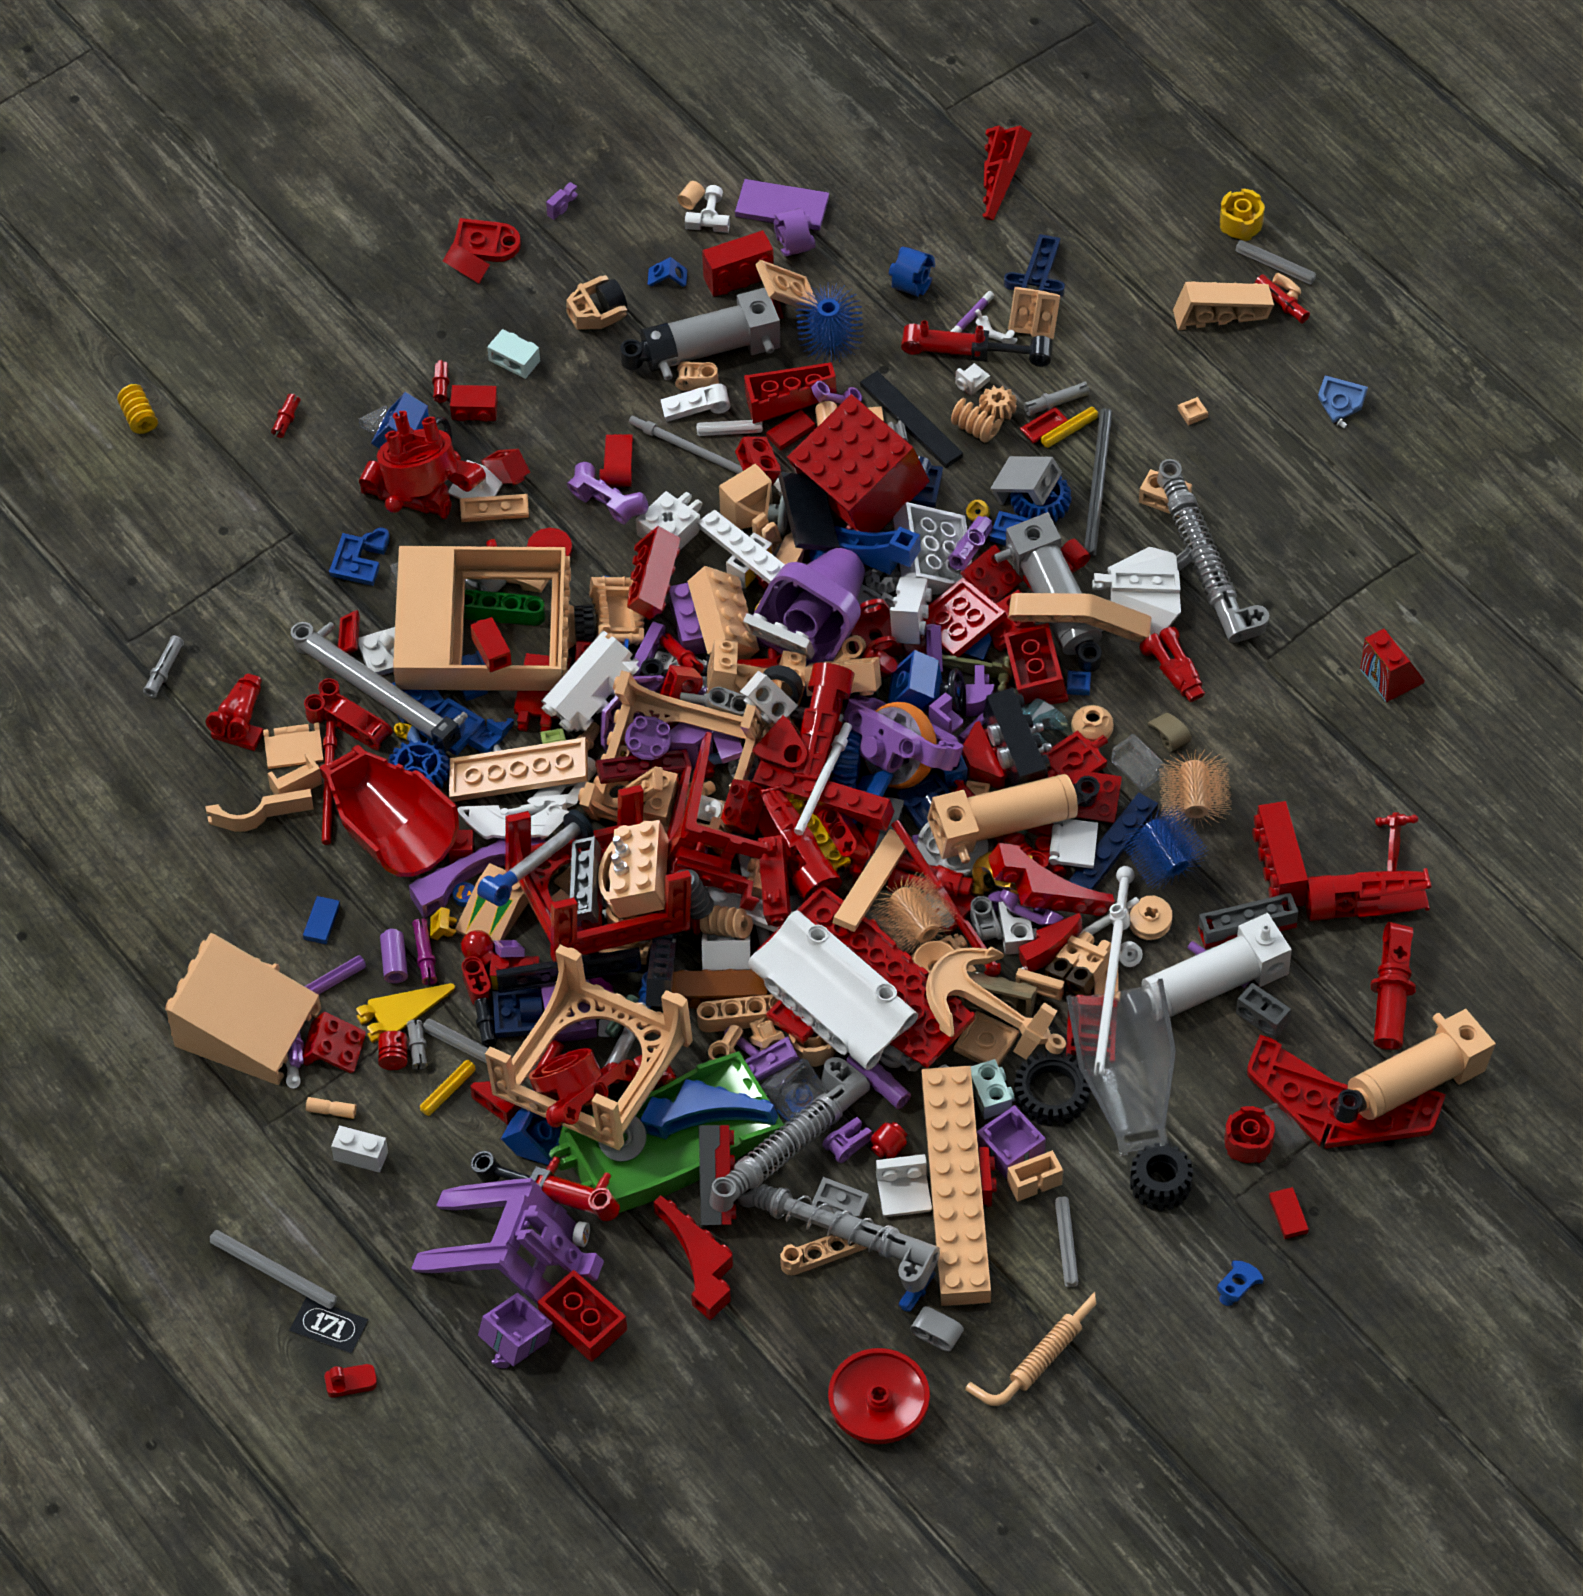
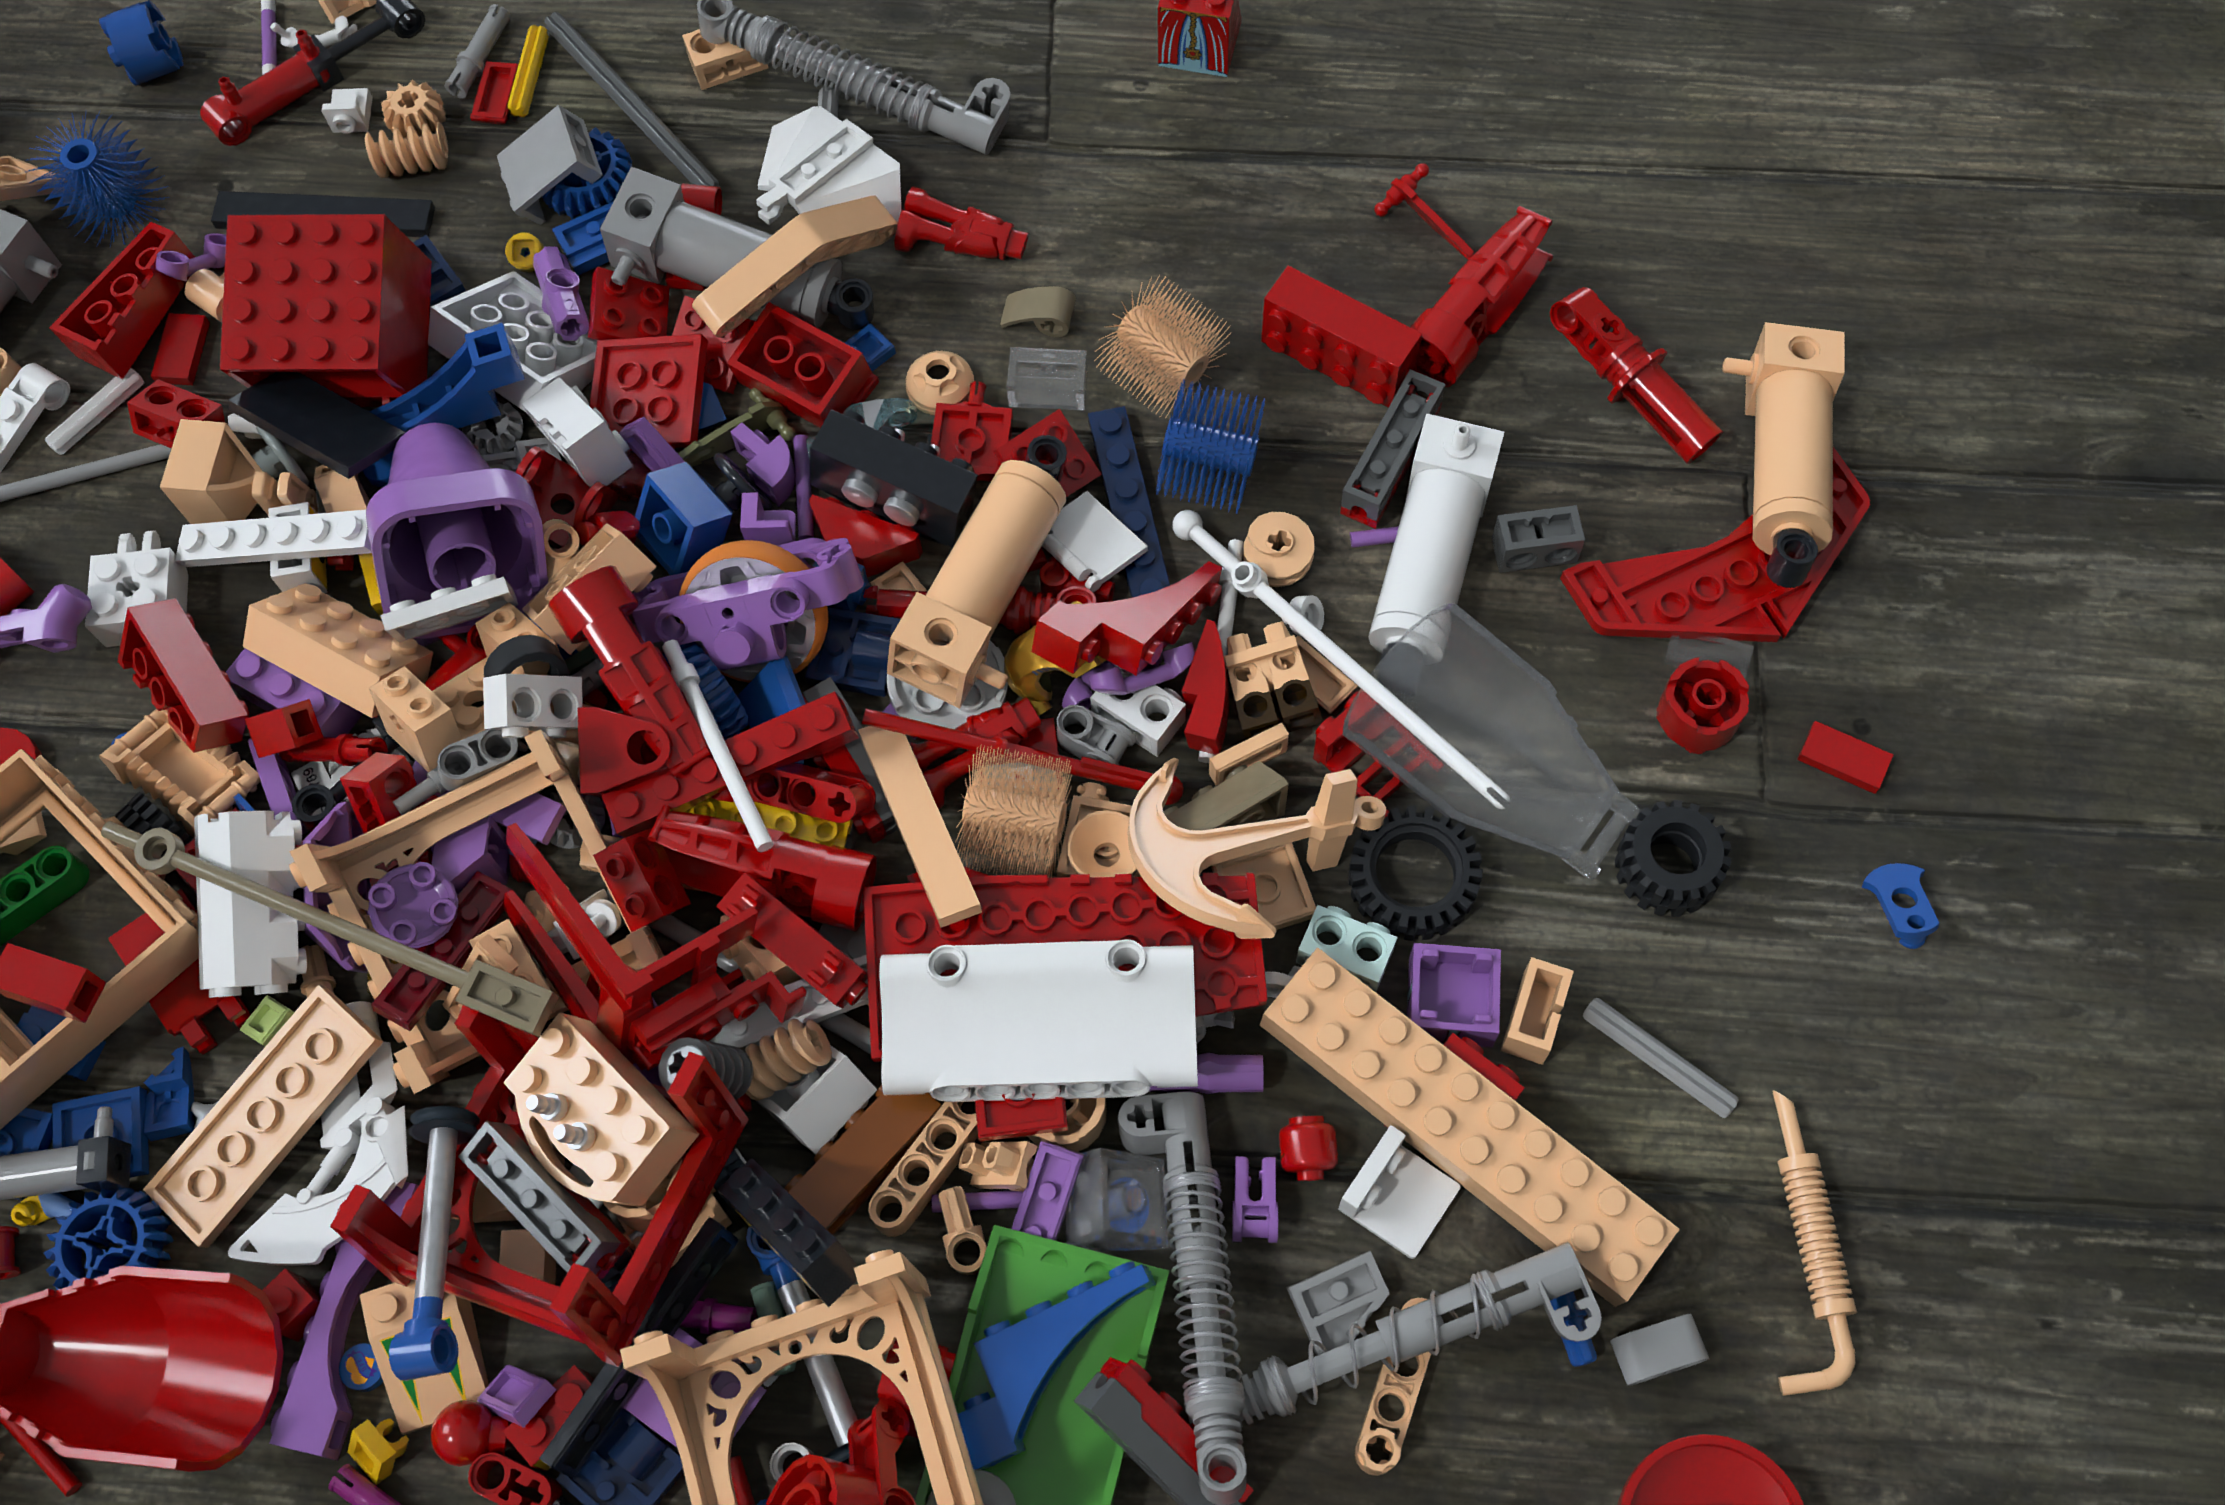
camera: 45 degrees left, 10 degrees up
(640, 784) = (481, 989): none -> dark tan bar
(670, 628) = (284, 728): none -> red brick

